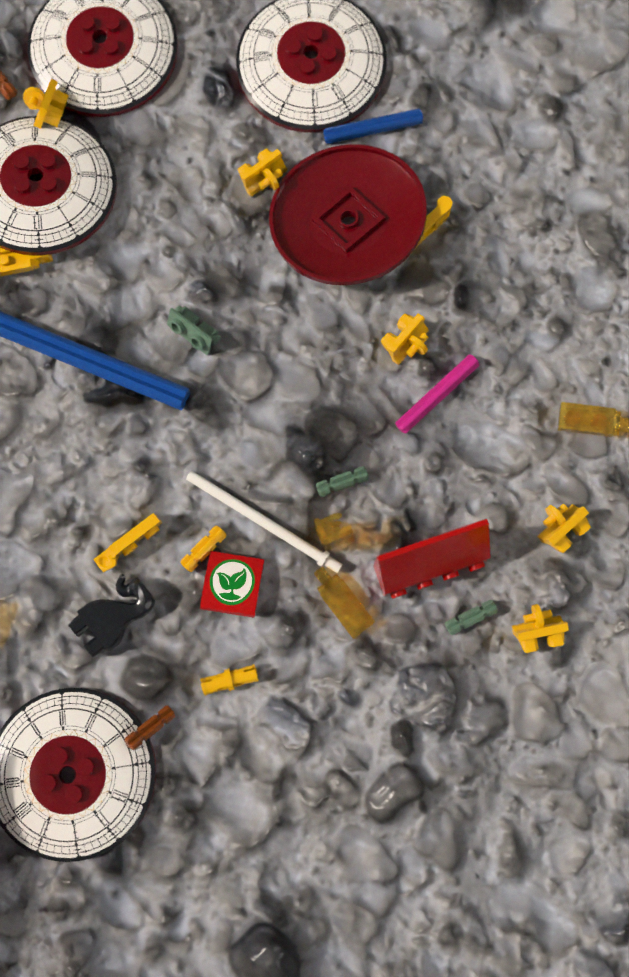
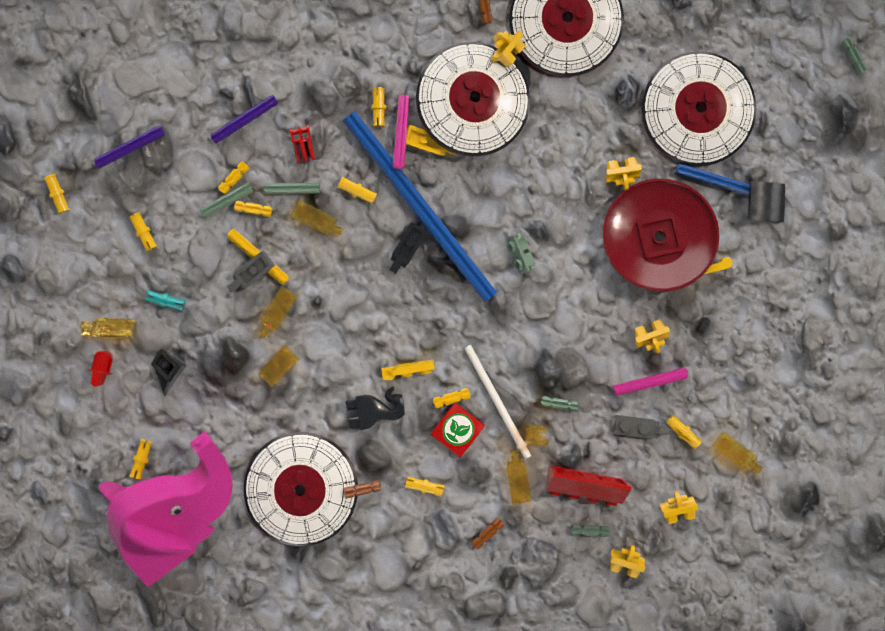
camera: 25 degrees right, 10 degrees up
(49, 396) = (407, 247): none -> black hinge
(343, 694) = (488, 533): none -> dark orange axle
(449, 116) = (766, 202): none -> black slope
(456, 456) = (639, 427): none -> dark grey hinge
(513, 431) = (683, 432): none -> yellow pin

